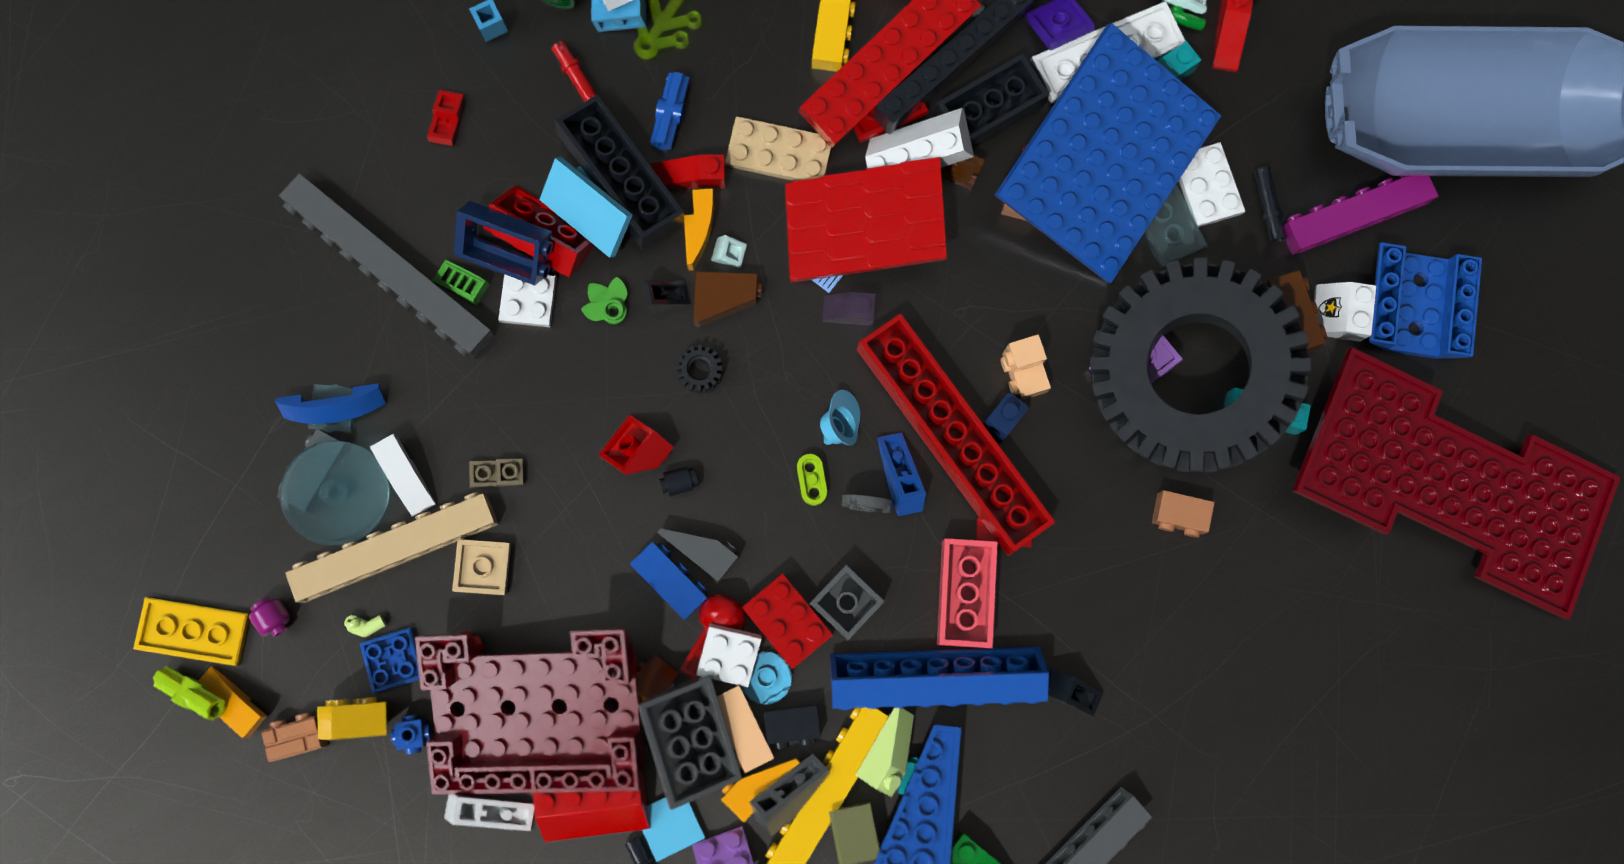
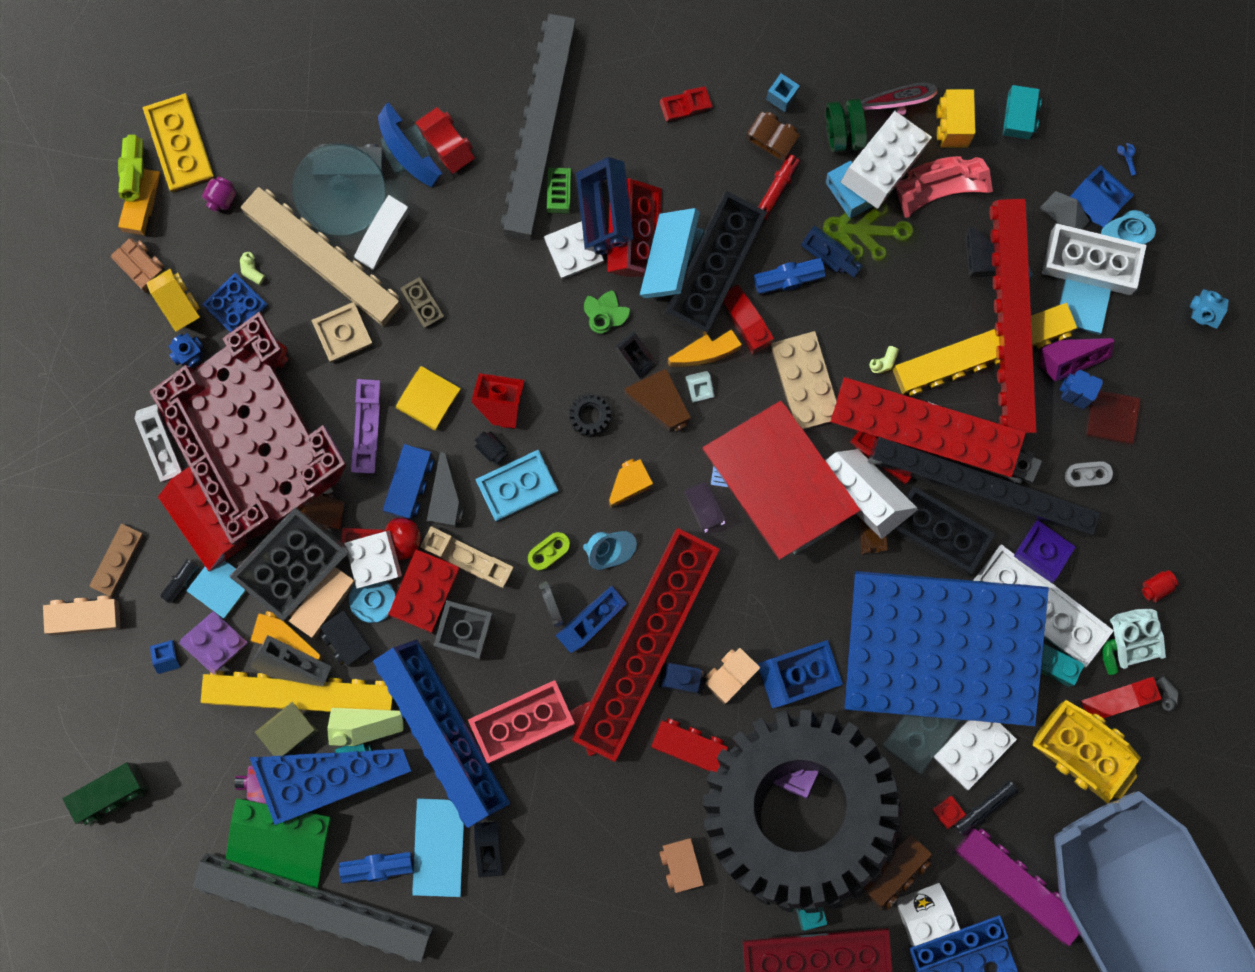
camera: 60 degrees right, 0 degrees up
(335, 365) = (442, 136): none -> red brick
(525, 53) = (772, 135): none -> reddish brown brick
(590, 592) = (366, 426): none -> medium lavender slope
(595, 517) = (428, 398): none -> yellow slope
(668, 60) = (831, 252): none -> dark blue hinge
(729, 476) = (517, 485): none -> medium azure tile
(775, 562) = (466, 557): none -> tan slope
(786, 365) = (630, 482): none -> light orange slope
(803, 68) = (886, 363): none -> yellowish green arm
(1034, 813) = (376, 868): none -> blue piece
(1046, 742) = (438, 849): none -> medium azure tile
(1057, 306) = (799, 674): none -> blue slope
(1072, 445) = (688, 745): none -> red brick
(1255, 240) = (948, 812): none -> red plate
(1264, 83) = (1088, 751): none -> yellow slope

